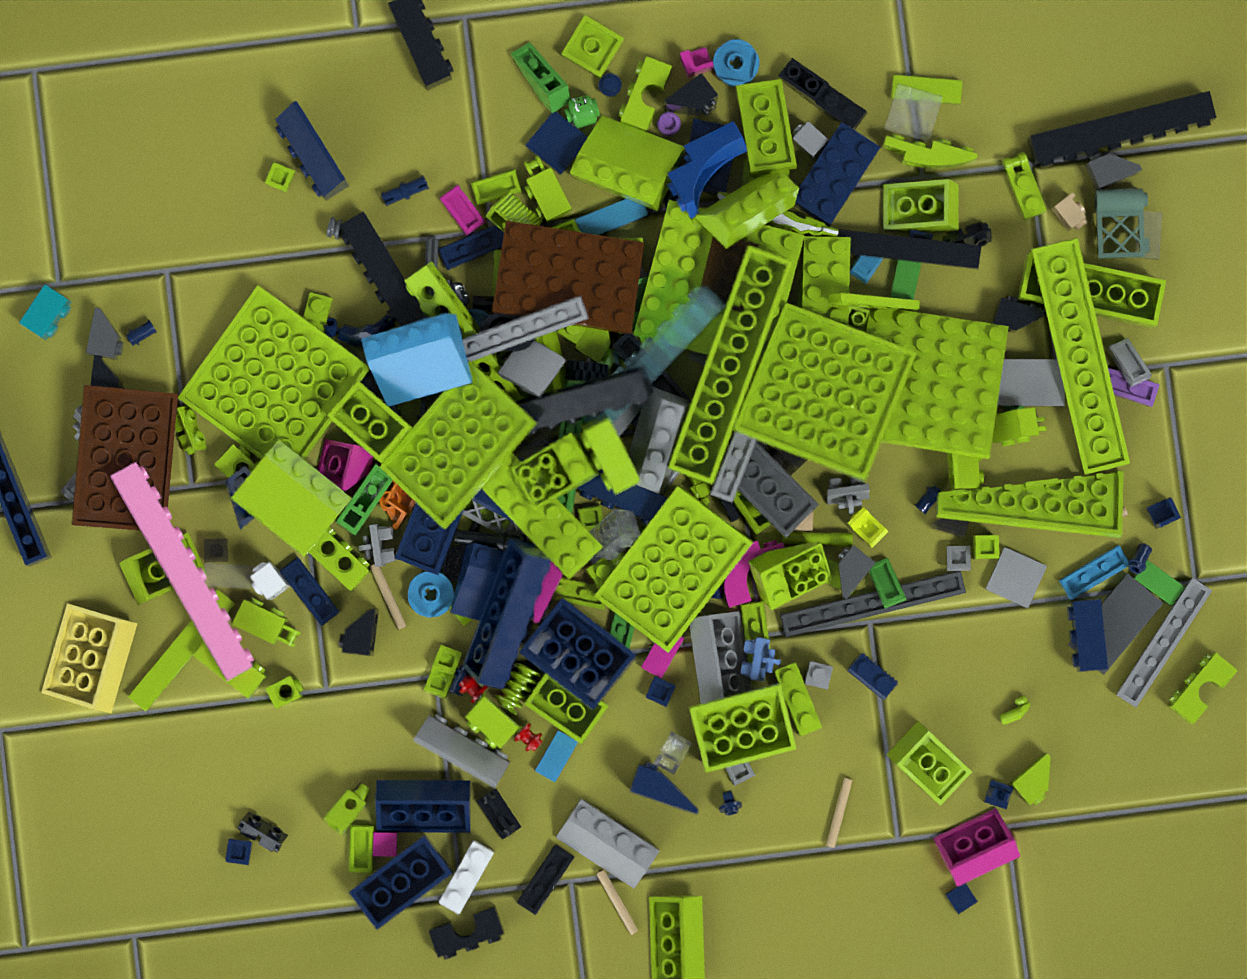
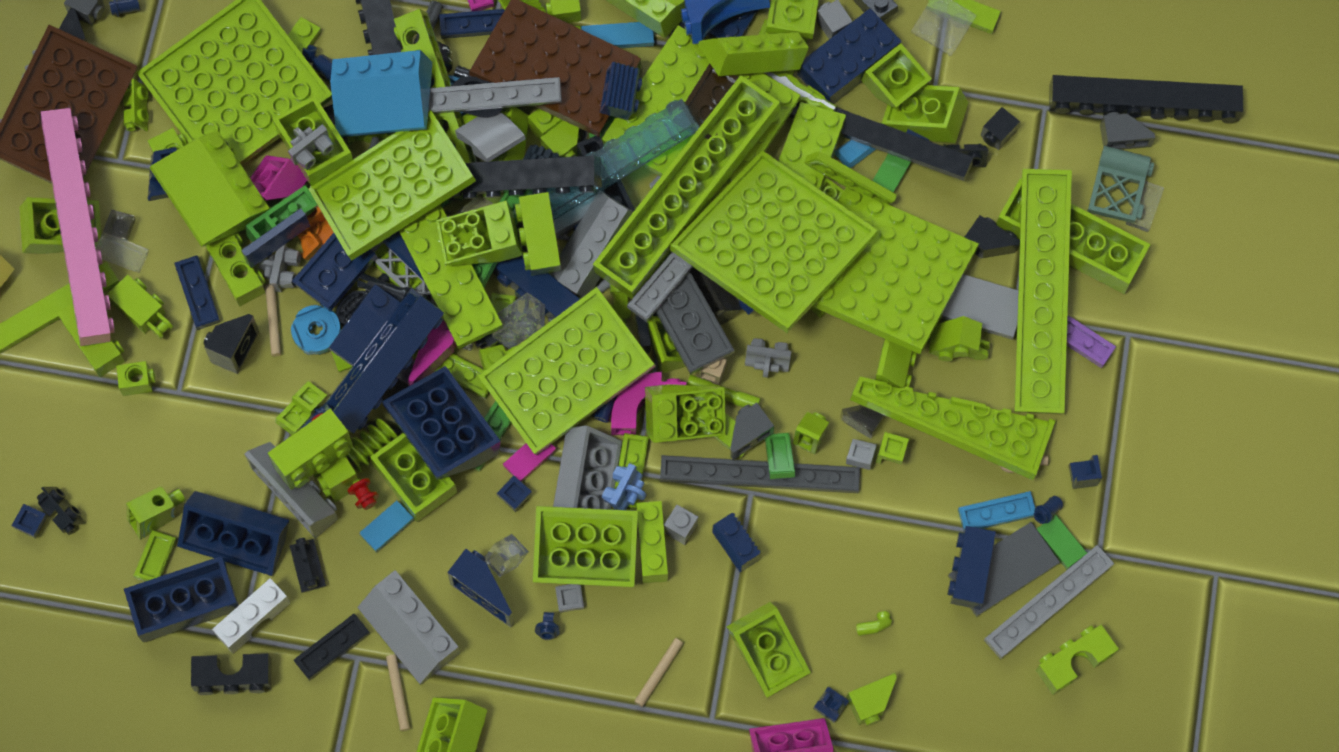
camera: 15 degrees right, 15 degrees down
(268, 580) = (159, 264): white brick -> none
(367, 525) = (275, 238): none -> dark blue tile
(379, 427) = (308, 142): none -> light grey hips
(385, 844) = (180, 558): dark pink tile -> none
(475, 725) = (311, 450): none -> lime brick
(639, 288) = (620, 91): none -> dark blue brick
(867, 527) = (776, 395): neon yellow bracket -> none
(886, 184) = (895, 77): none -> lime slope
(908, 551) = (811, 432): none -> lime slope
(928, 499) = (846, 389): dark blue pin -> none
(939, 156) = (957, 71): lime slope -> none
(994, 202) = (999, 128): none -> black brick
(1015, 577) = (914, 492): light grey tile -> none
(1024, 186) = (1033, 125): lime plate -> none
(1070, 213) = (1071, 158): tan brick -> none
(1129, 362) = (1091, 316): light grey tile -> none

